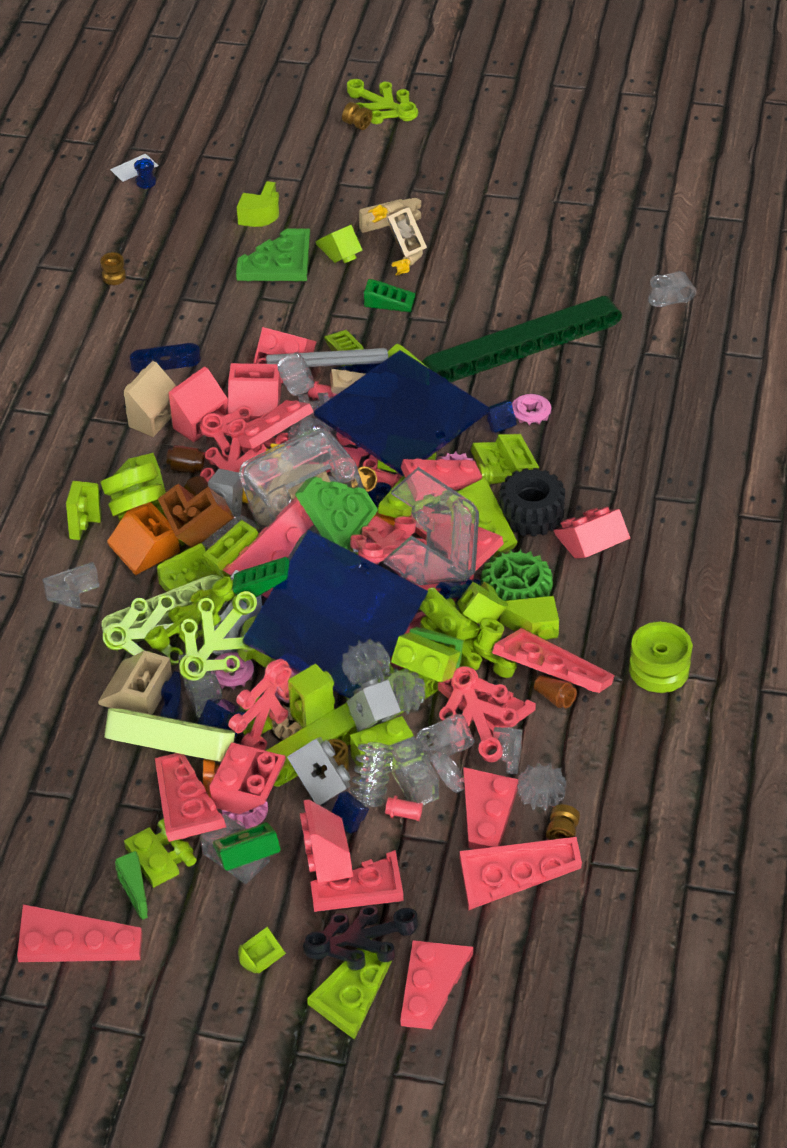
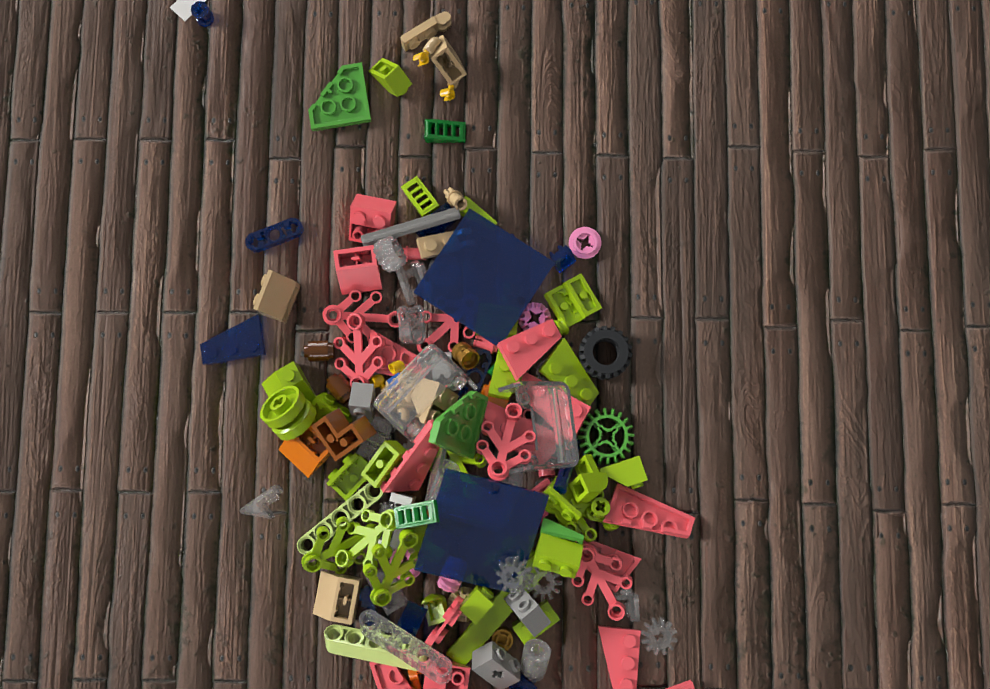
camera: 10 degrees left, 35 degrees up
(82, 507) = (246, 429): lime bracket -> none
(87, 444) = (235, 343): none -> clear blue wing
(113, 270) = (202, 135): pearl gold wheel -> none
(194, 400) = (315, 295): coral slope -> none
(210, 713) = (409, 656): none -> clear beam
(259, 209) = (314, 43): lime brick -> none
(275, 422) = (384, 312): coral wing -> none
(386, 341) = (455, 198): none -> tan axle
(403, 808) = (561, 673): coral pin -> none
(414, 772) = (564, 644): clear brick -> none
(447, 736) = (584, 607): clear piece -> none
(448, 771) = (590, 640): clear gear -> none
(524, 339) = (564, 166): dark green beam -> none
(556, 691) = (654, 541): dark orange cone -> none
(563, 822) = (680, 669): pearl gold wheel -> none
(592, 532) = (655, 374): coral slope -> none
(660, 657) = (741, 502): lime wheel -> none
(672, 288) = (677, 84): clear piece -> none

